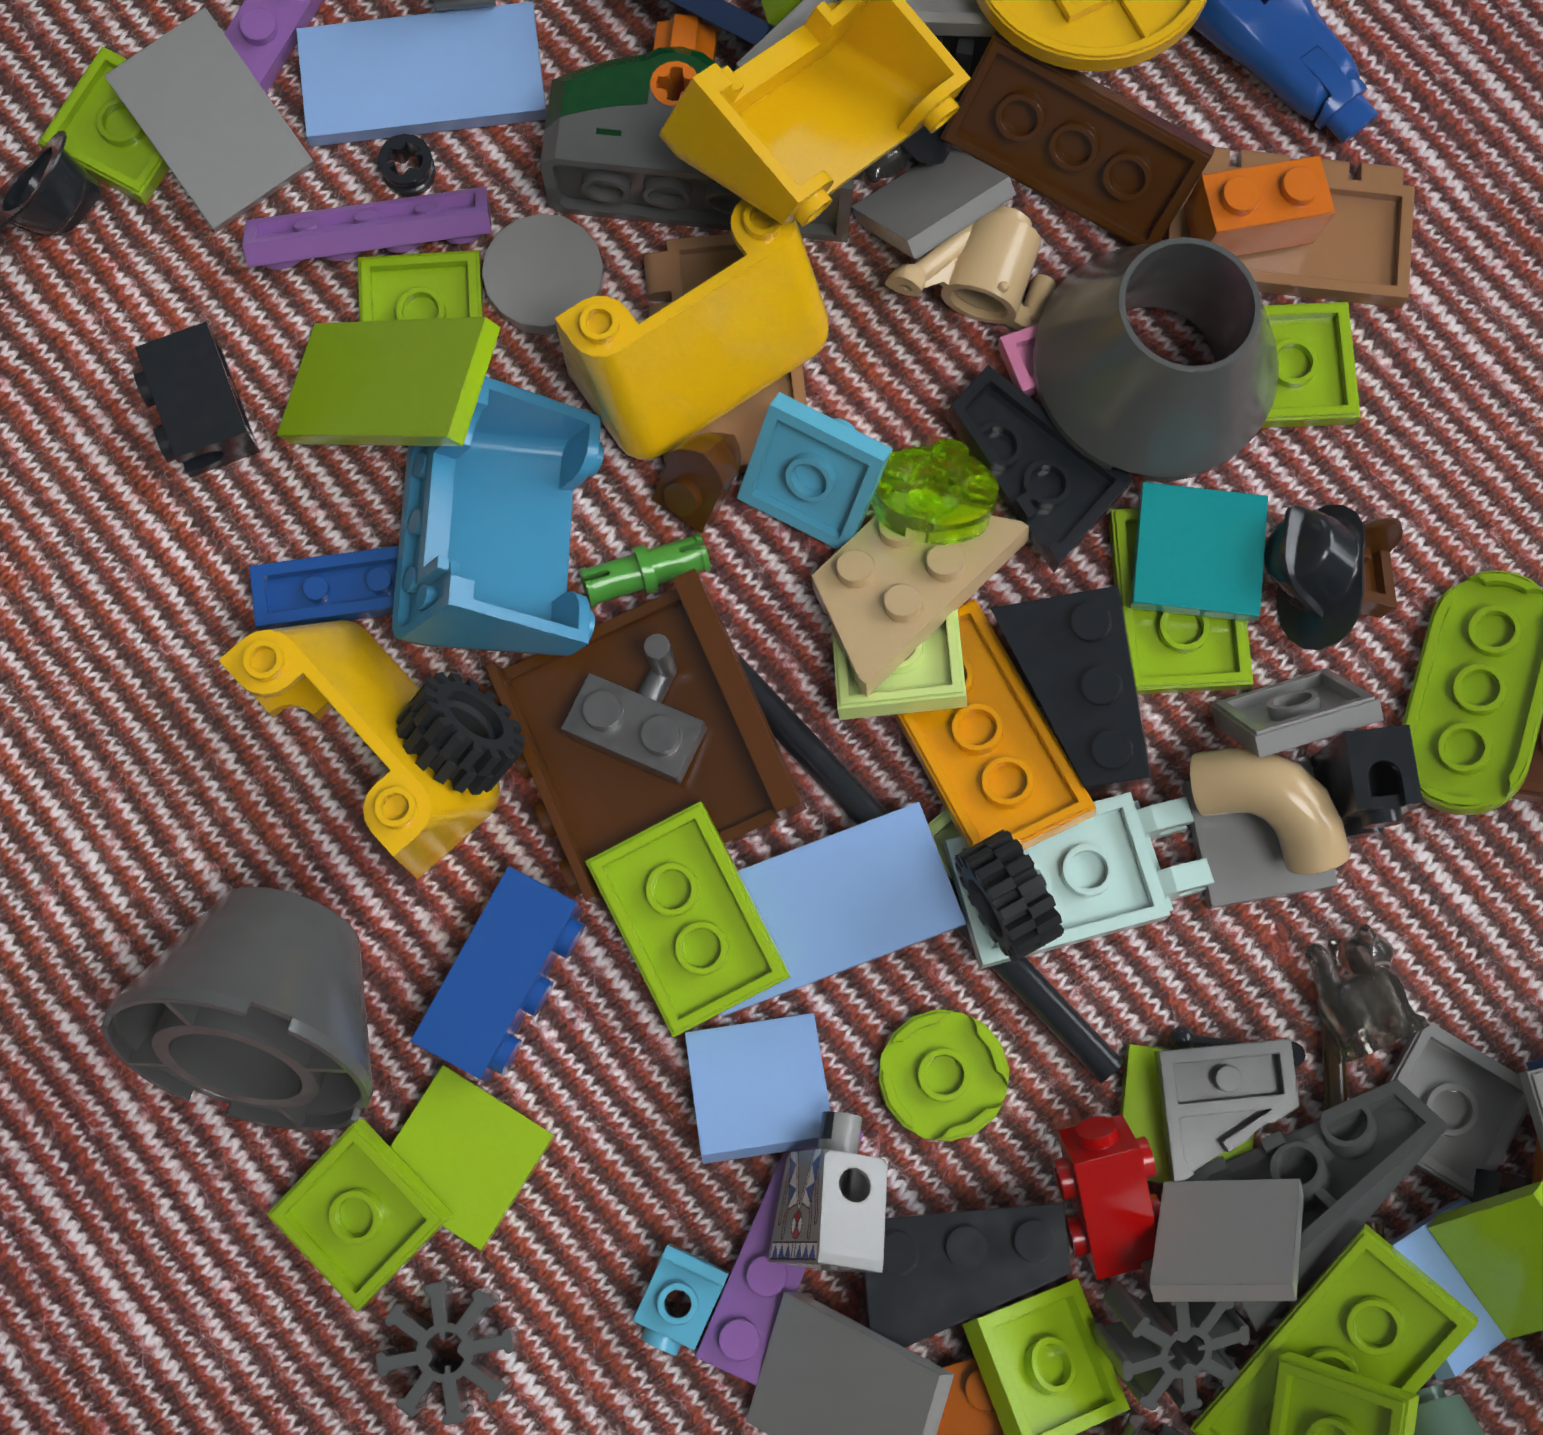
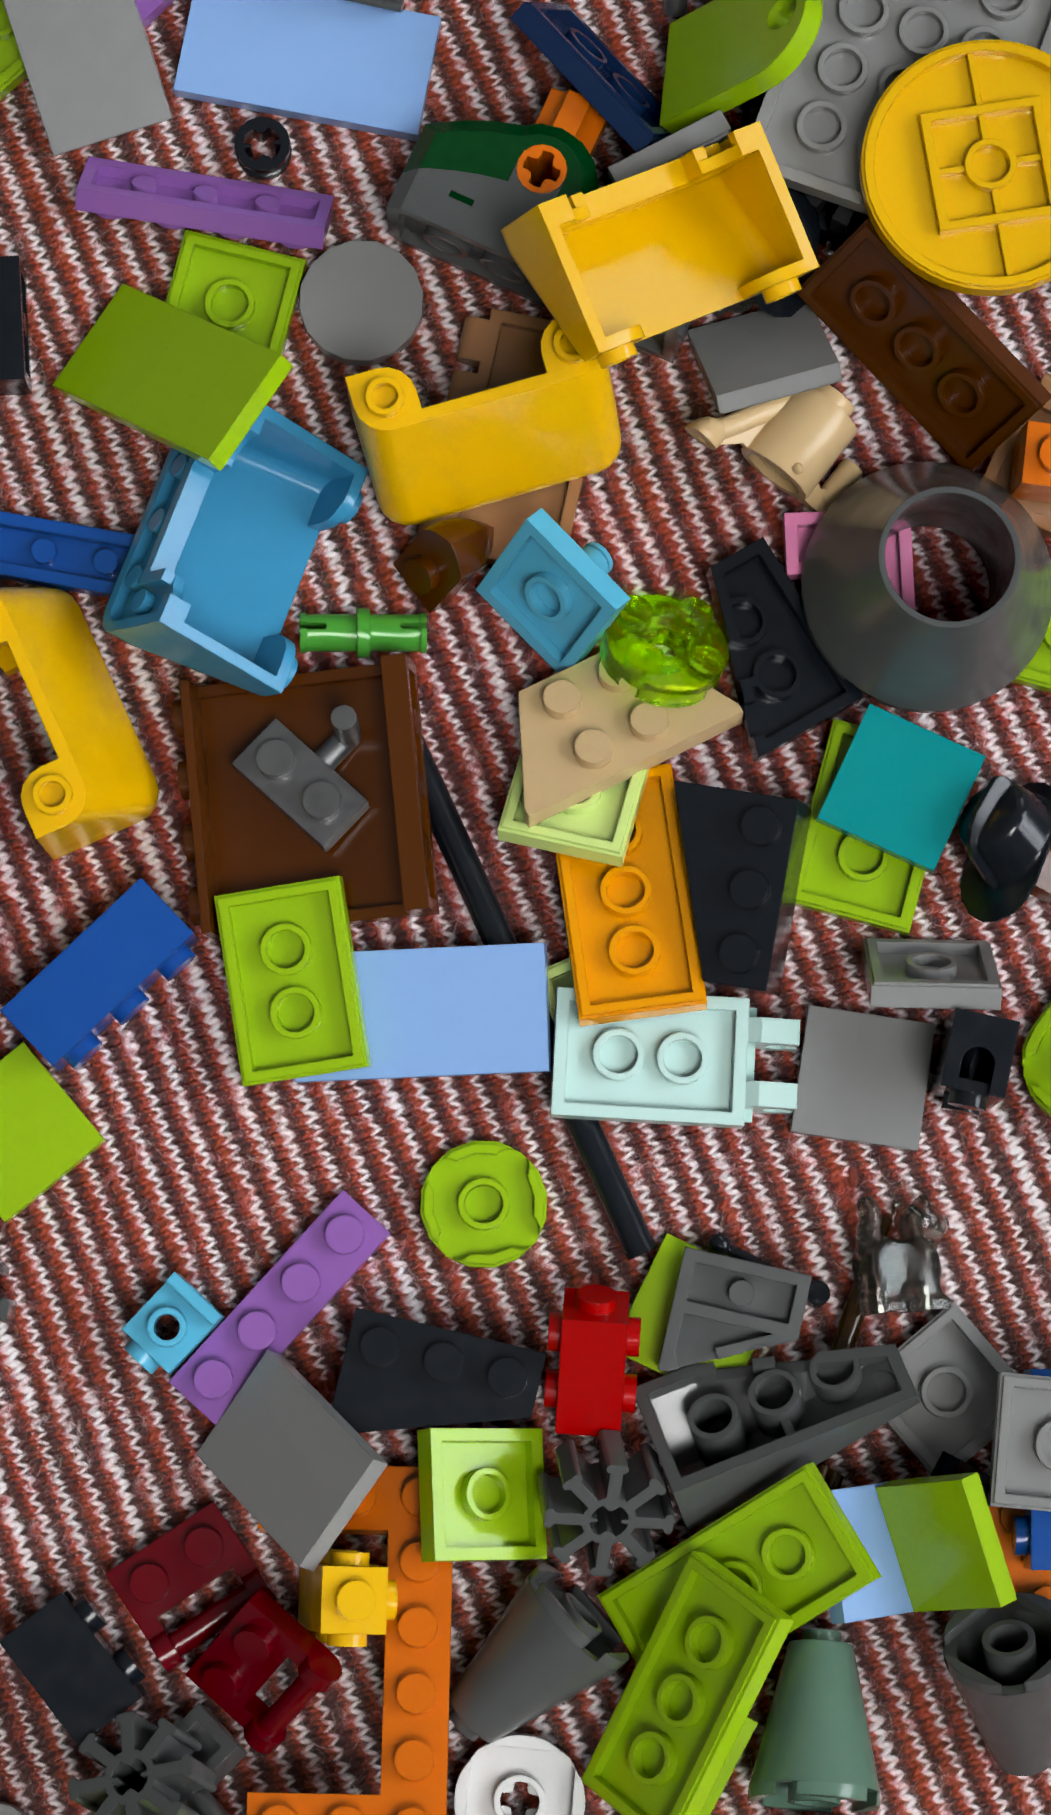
camera: 20 degrees right, 5 degrees up
(460, 733) = (135, 740): black tyre -> none
(757, 1087) = (307, 1159): light blue tile -> none
(832, 1203) = (334, 1282): light grey torso -> none
(1009, 895) = (590, 1057): black tyre -> none
(1228, 1241) = (679, 1433): light grey tile -> none
(1279, 793) = (883, 1045): tan cylinder -> none

